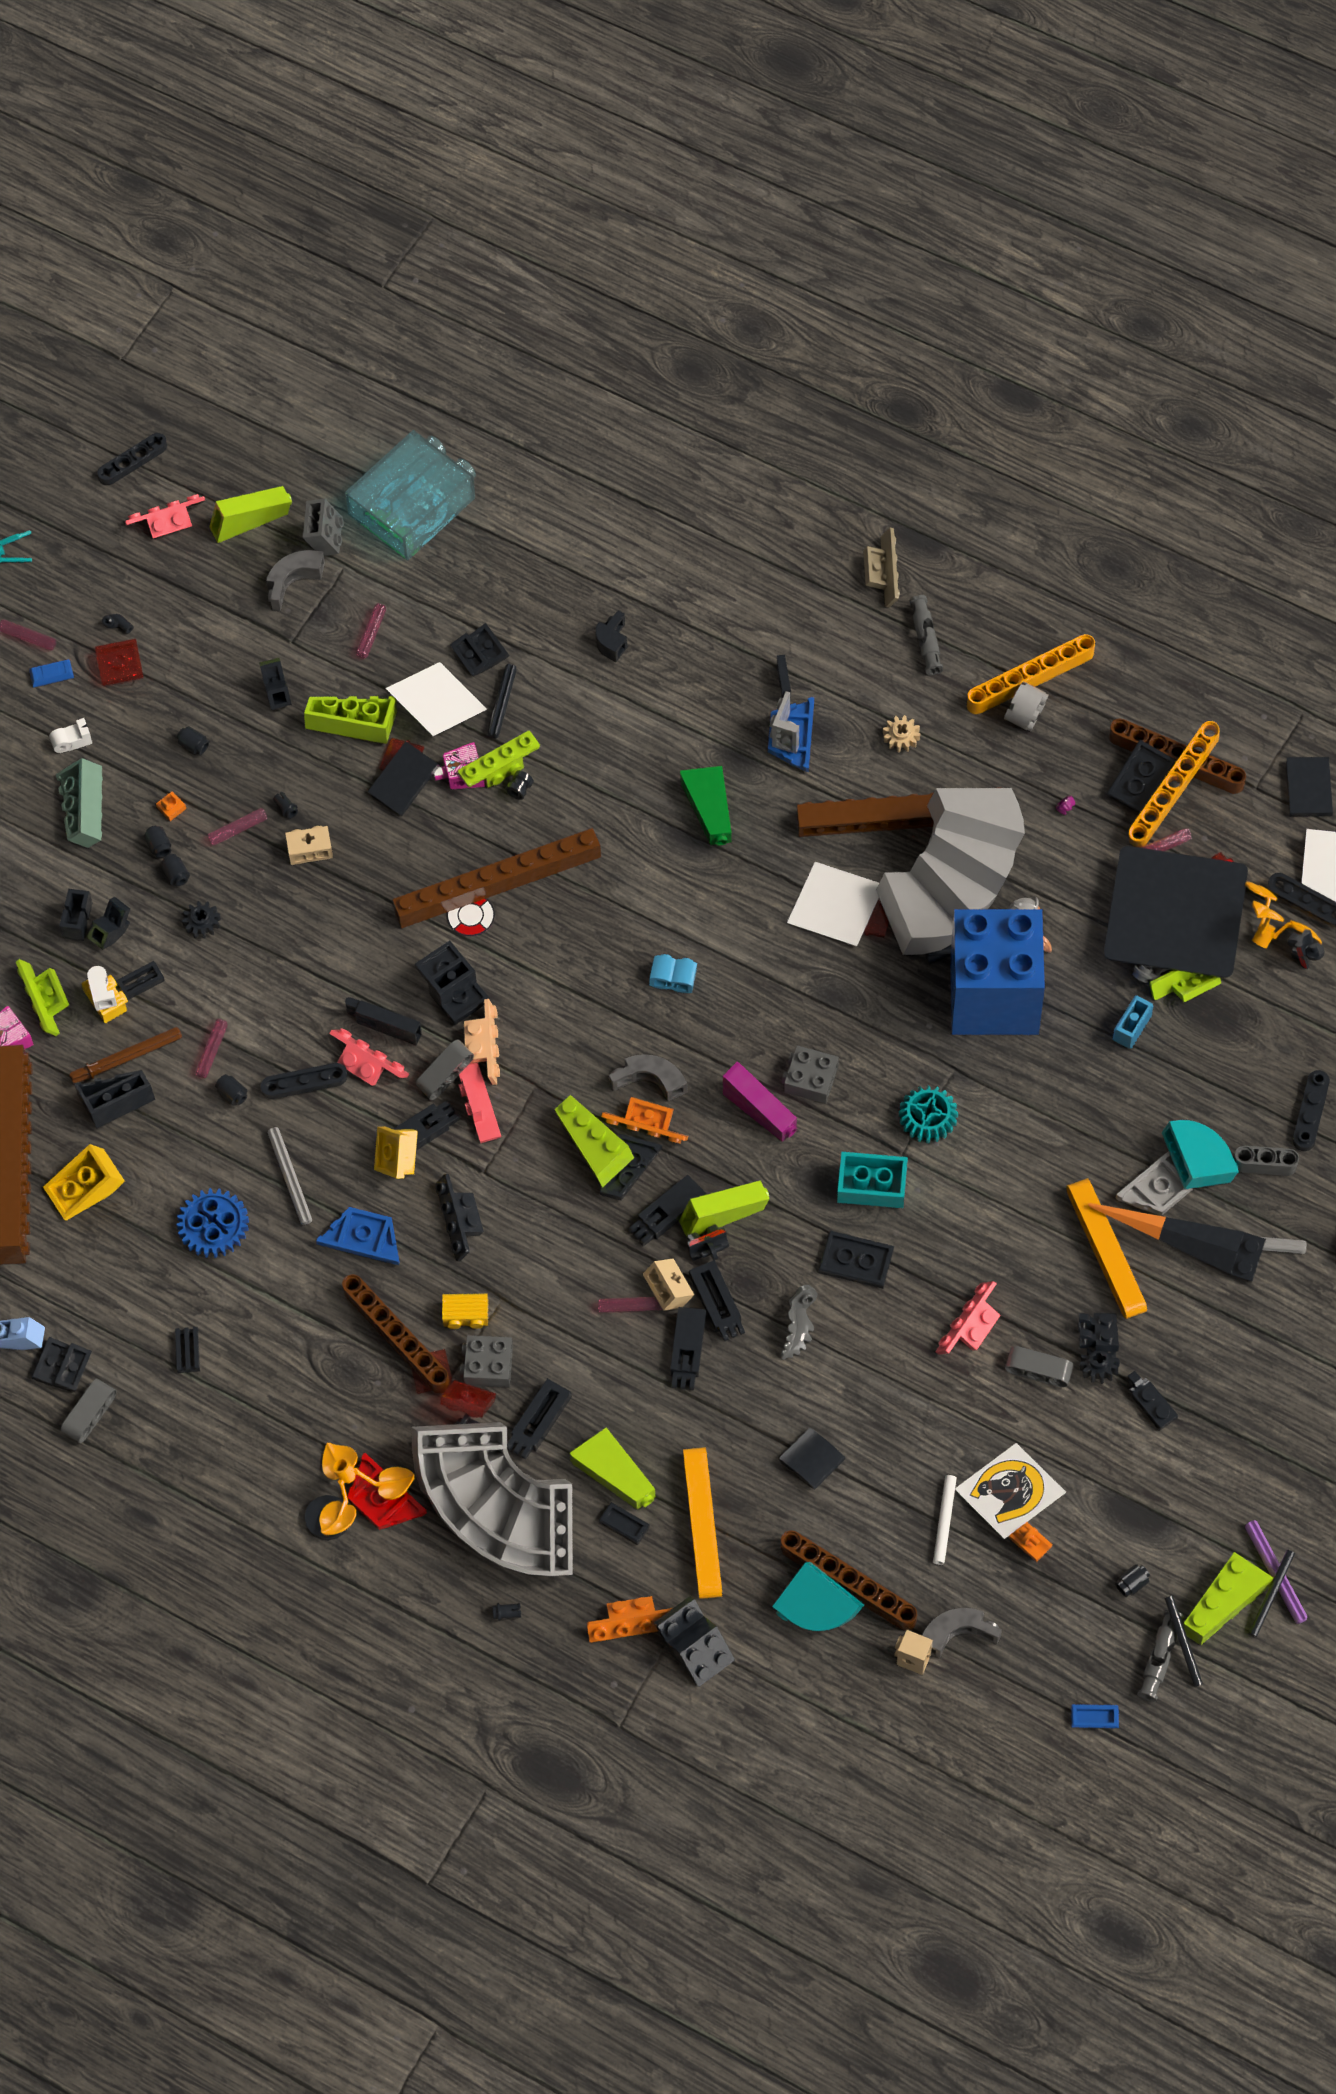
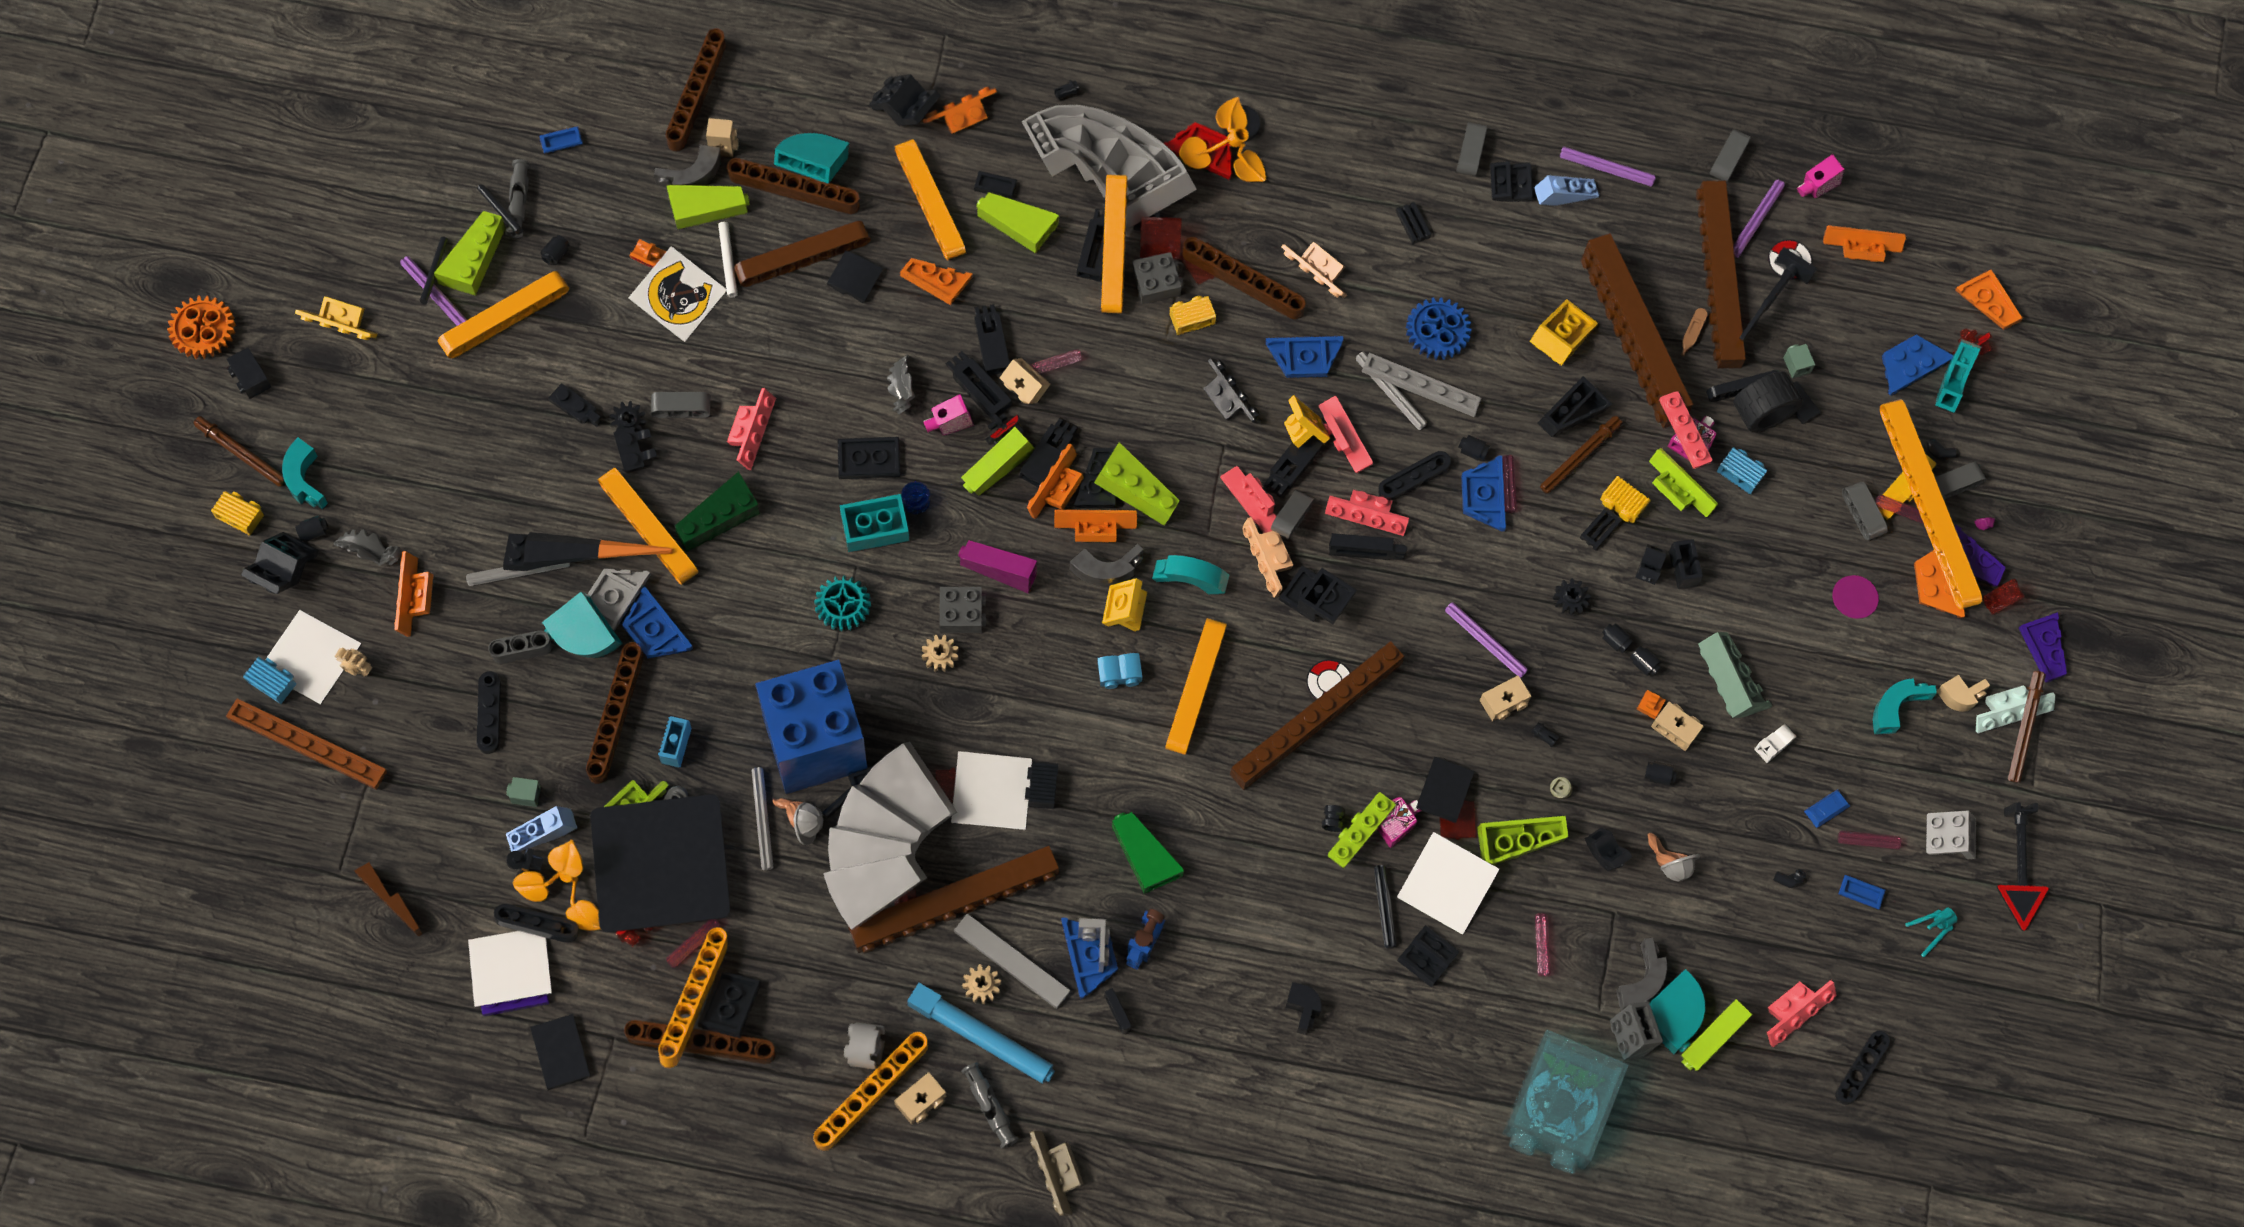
camera: 155 degrees right, 5 degrees up
(16, 1021) = (1685, 429): none -> coral bracket
(58, 594) = (1861, 892): none -> blue tile
(98, 984) = (1629, 490): white leg -> none
(119, 662) = (1768, 835): clear red plate -> none
(156, 775) = (1681, 735): none -> tan brick
(219, 660) = (1674, 865): none -> piece
(237, 826) = (1580, 701): clear pink axle -> none
(240, 1044) = (1485, 493): none -> blue wing
(257, 1169) = (1421, 384): none -> light grey tile
(274, 539) = (1679, 1011): none -> teal brick
(292, 754) = (1561, 788): none -> tile
(302, 907) = (1486, 639): none -> medium lavender axle
(310, 1326) = (1319, 263): none -> light nougat bracket
(358, 1141) = (1345, 434): none -> coral bracket
(522, 1394) = (1114, 244): none -> light orange beam
(569, 1036) = (1192, 571): none -> teal arch
(603, 939) = (1196, 686): none -> light orange beam
(647, 1030) = (1125, 604): none -> yellow bracket
(668, 1168) = (1058, 485): none -> orange bracket
(724, 1428) = (940, 282): none -> orange wing
(742, 723) = (1145, 939): none -> hips
(759, 1267) = (949, 416): none -> dark pink torso
(785, 890) = (1042, 785): none -> black brick
(821, 1200) = (915, 497): none -> clear blue wheel
(845, 1038) = (930, 653): none -> tan gear
(861, 1499) = (802, 253): none -> reddish brown beam
(866, 749) = (1012, 961): none -> light grey tile
(922, 1741) = (695, 98): none -> reddish brown beam
(951, 1586) = (705, 204): none -> lime slope
(954, 729) = (933, 1006): none -> dark azure brick
(988, 656) = (925, 1087): none -> tan brick
(1030, 1237) = (718, 513): none -> dark green wedge
(1065, 804) = (798, 957): magenta piece -> none
(1065, 937) = (762, 818): none -> light grey axle
(1126, 1144) = (653, 628): none -> blue wing
(1181, 1079) = (614, 722): none -> reddish brown beam
(1205, 1521) = (503, 314): none -> light orange beam
(1281, 981) = (542, 829): none -> light blue slope
(1292, 1020) = (524, 791): none -> sand green brick

